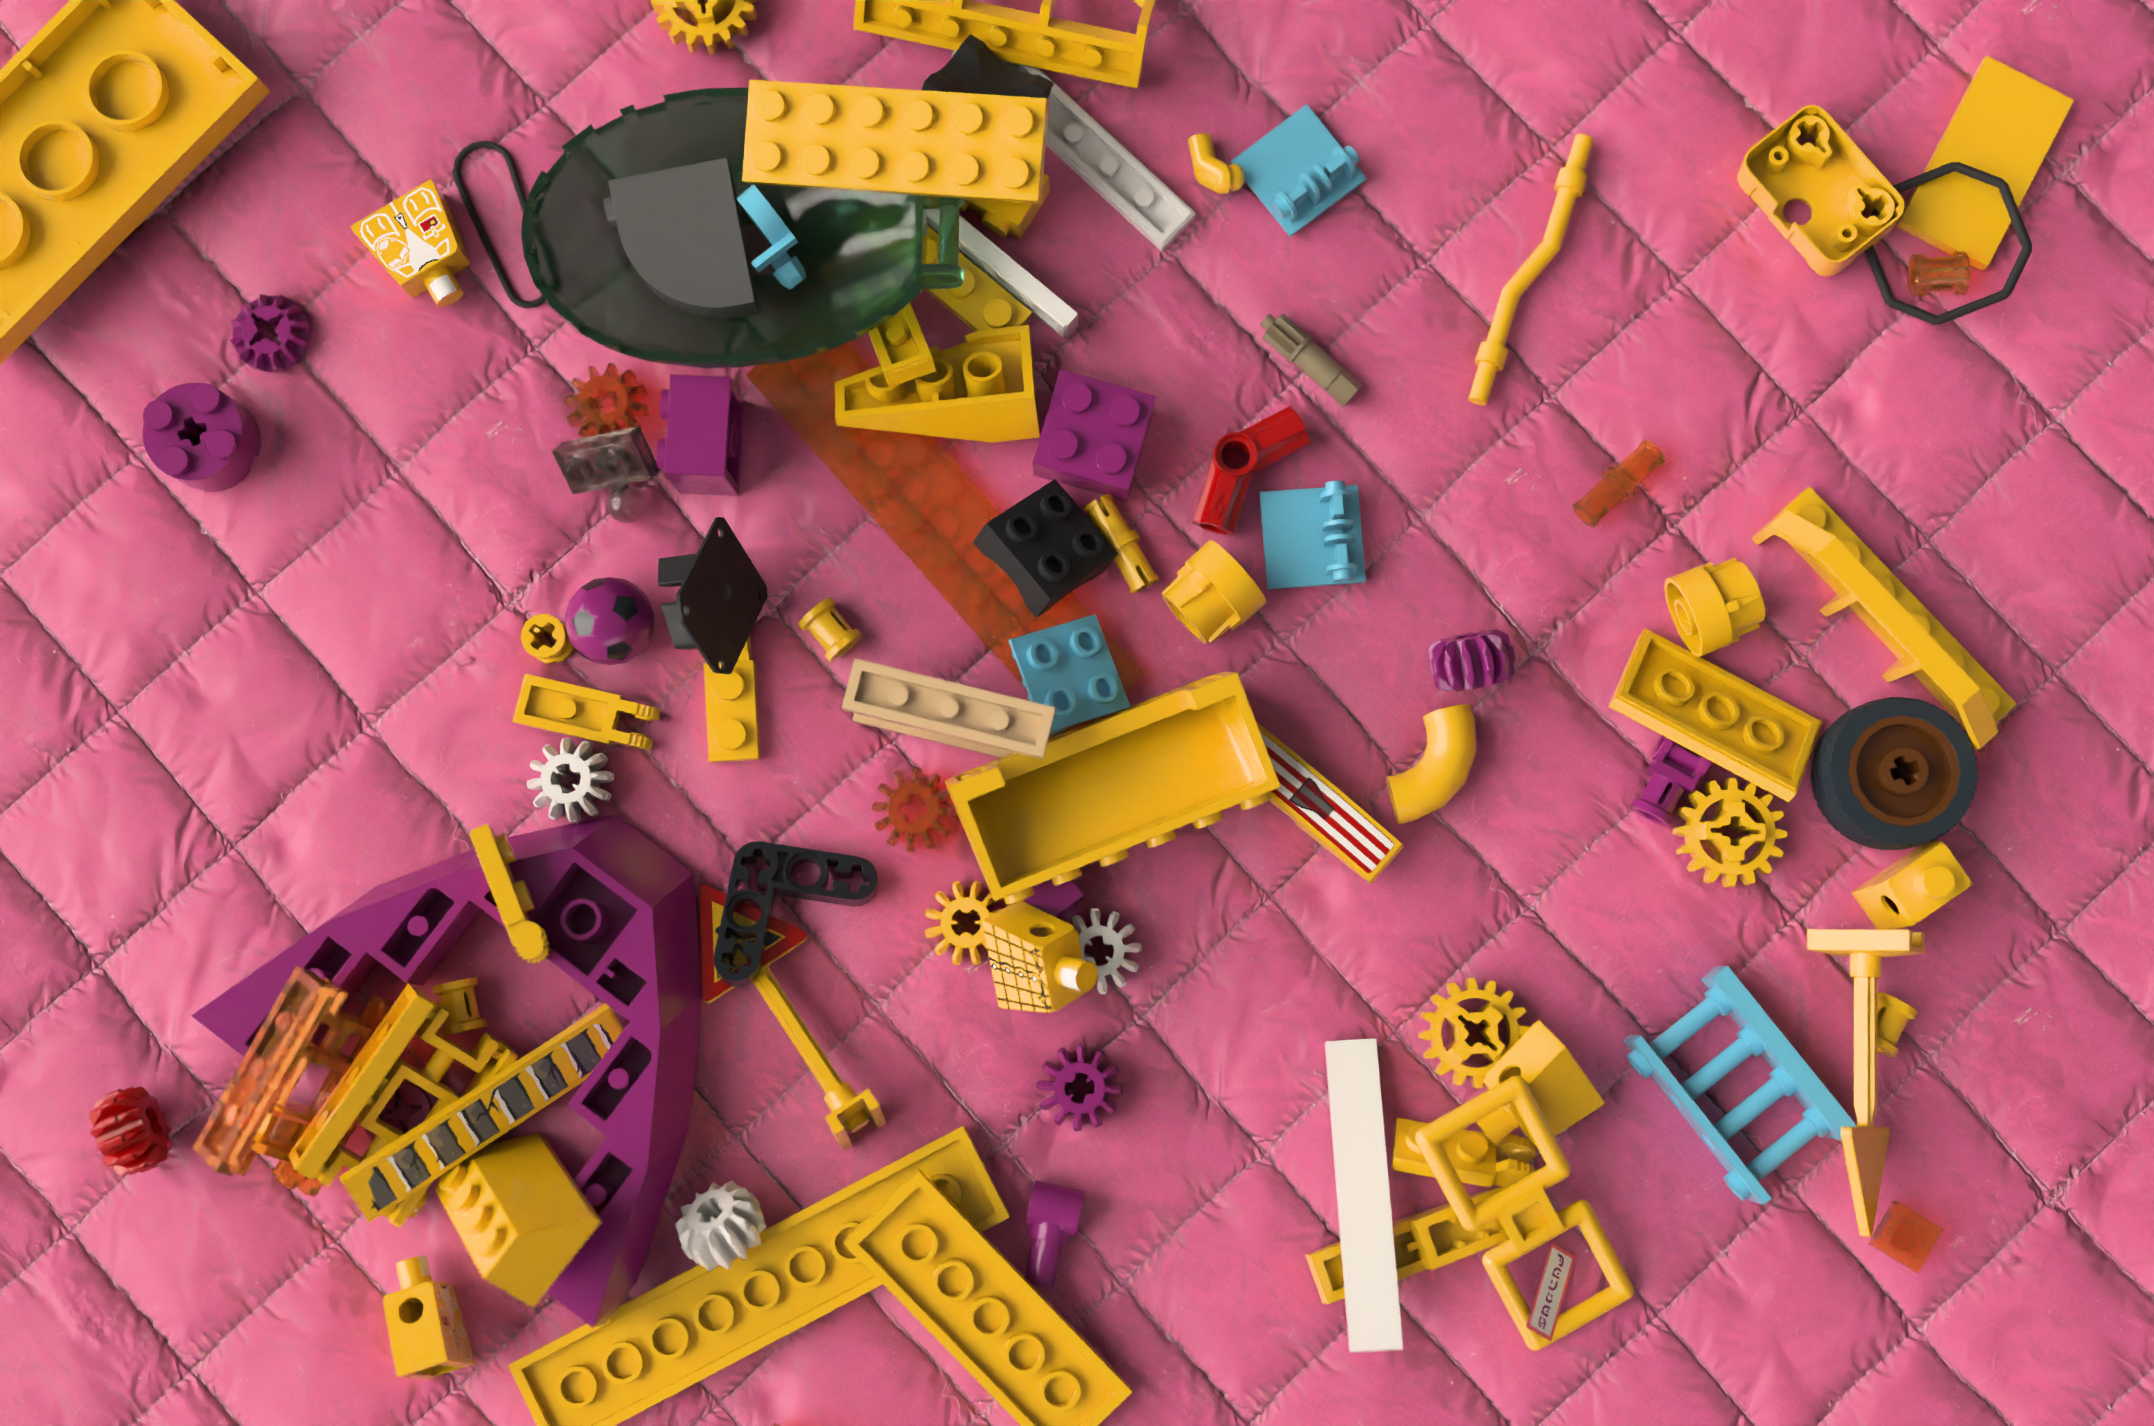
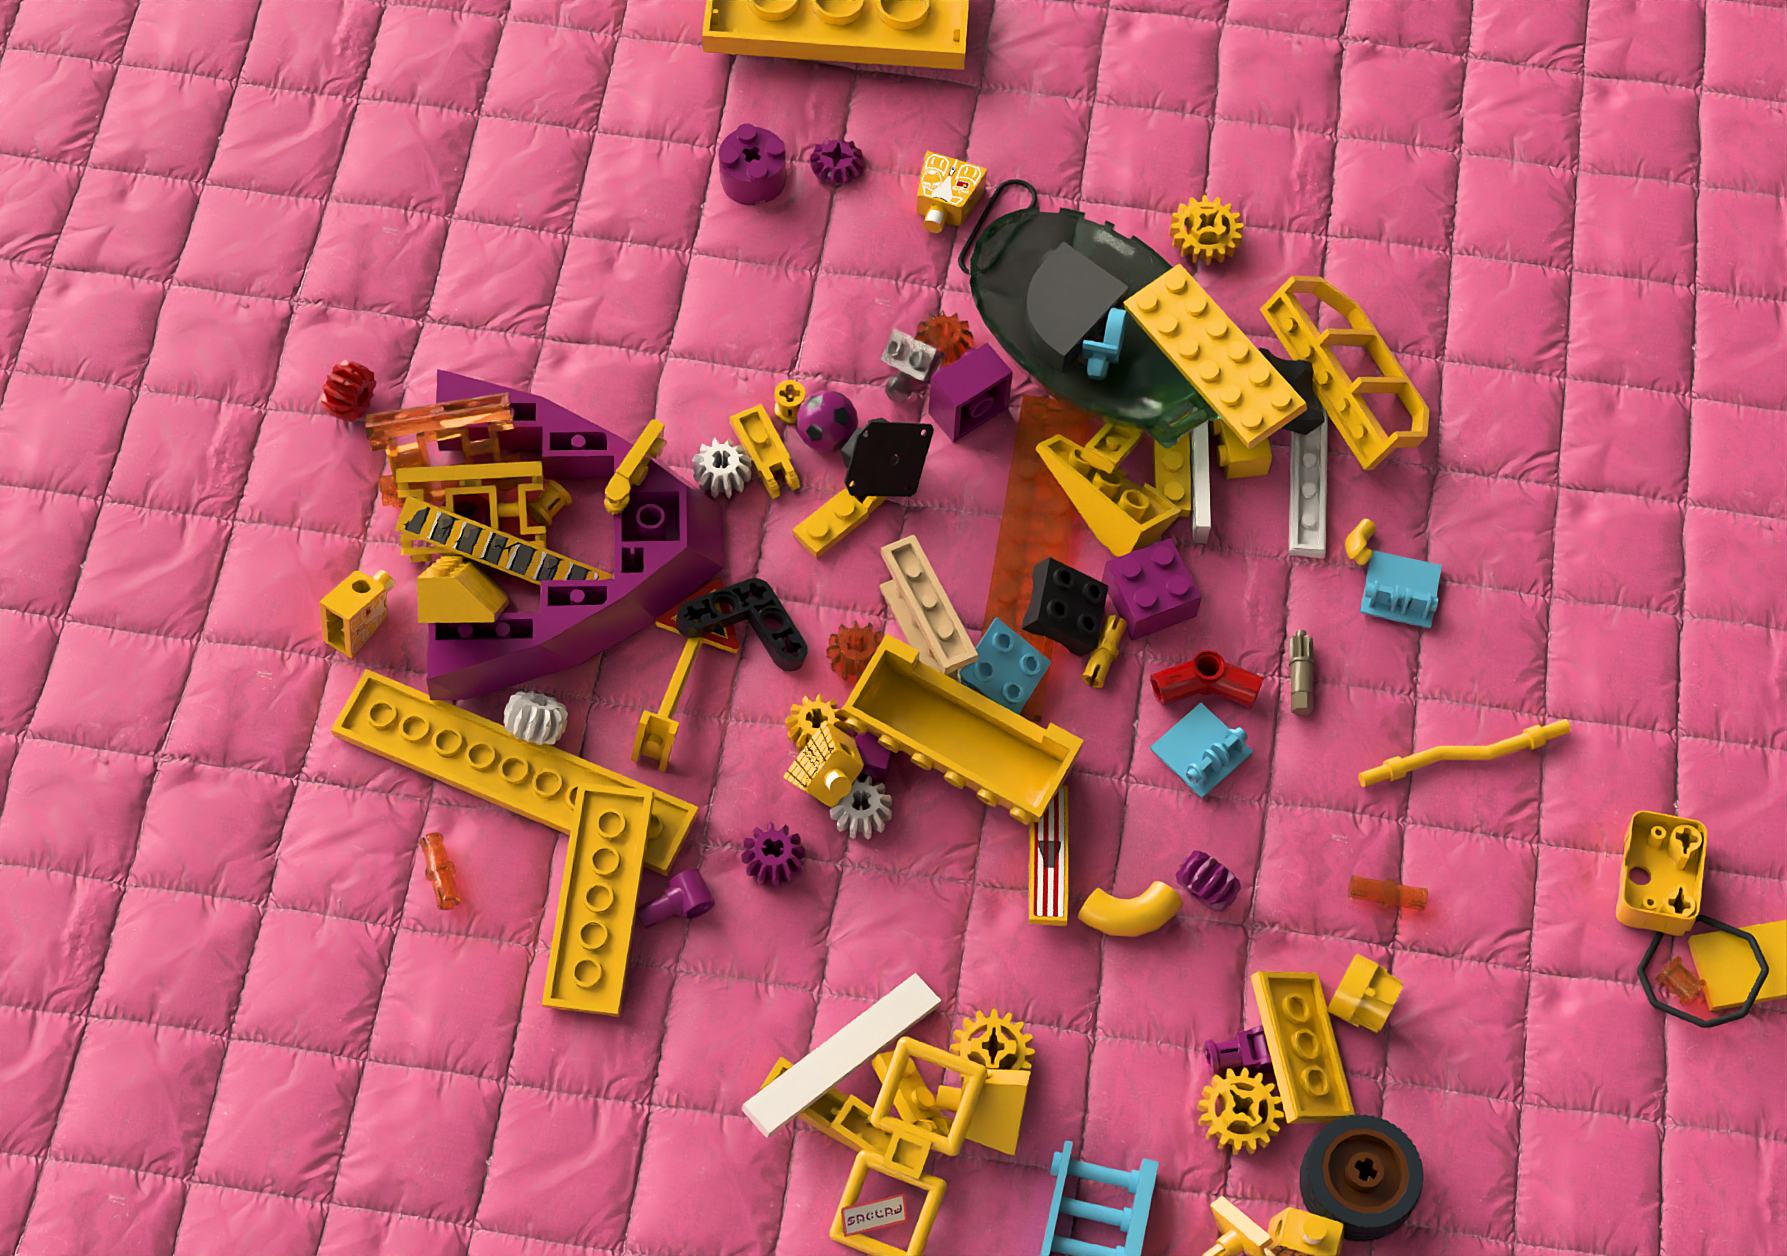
camera: 45 degrees right, 20 degrees down
(830, 629) = (924, 528): yellow bush -> none
(1212, 593) = (1119, 713): yellow piece -> none
(1891, 614) = (1454, 1124): yellow plate -> none

